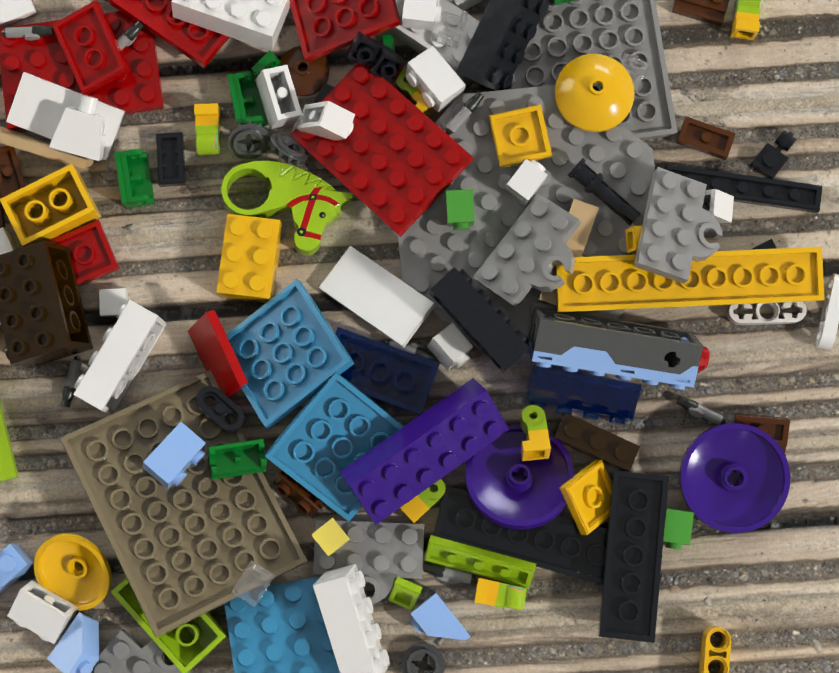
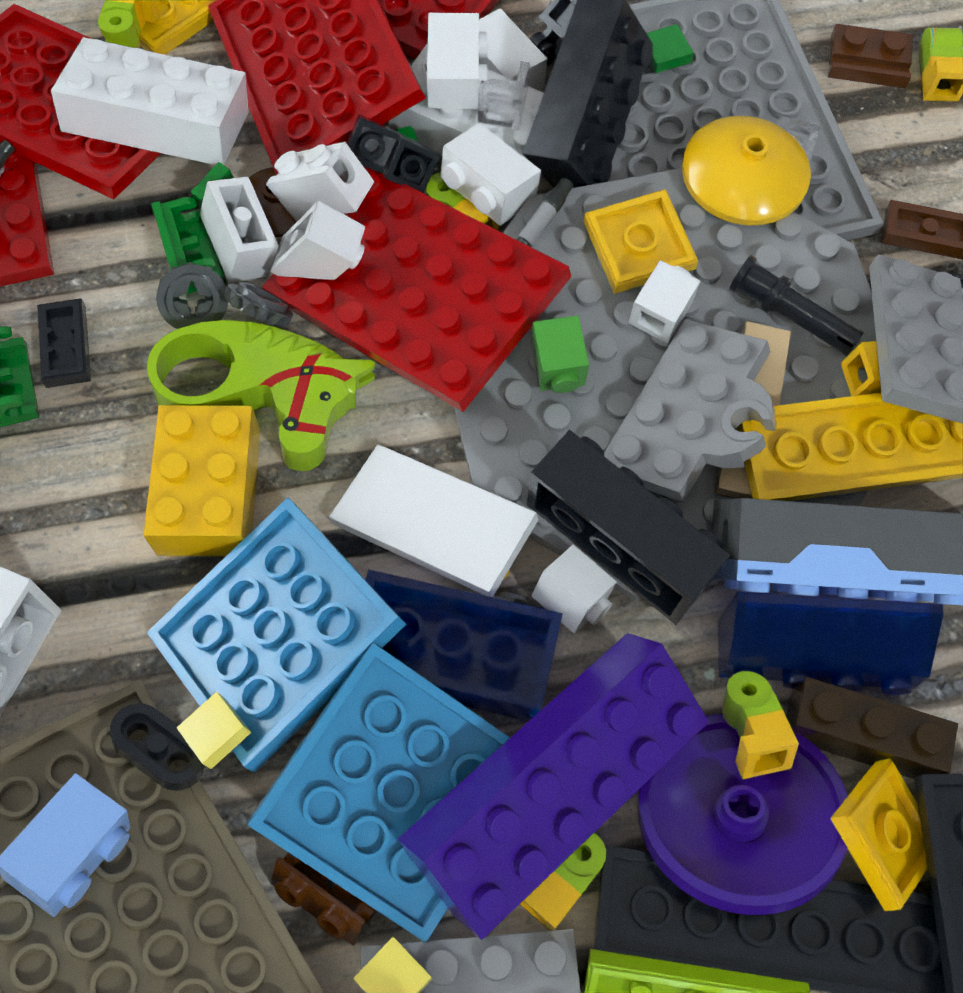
camera: 10 degrees left, 15 degrees down
(208, 128) = (124, 288): leg -> none
(217, 353) = (150, 644): red tile -> none
(237, 459) = (193, 838): green hinge -> none
(250, 406) = (213, 730): none -> light yellow tile
(324, 74) = (320, 174): none -> white brick

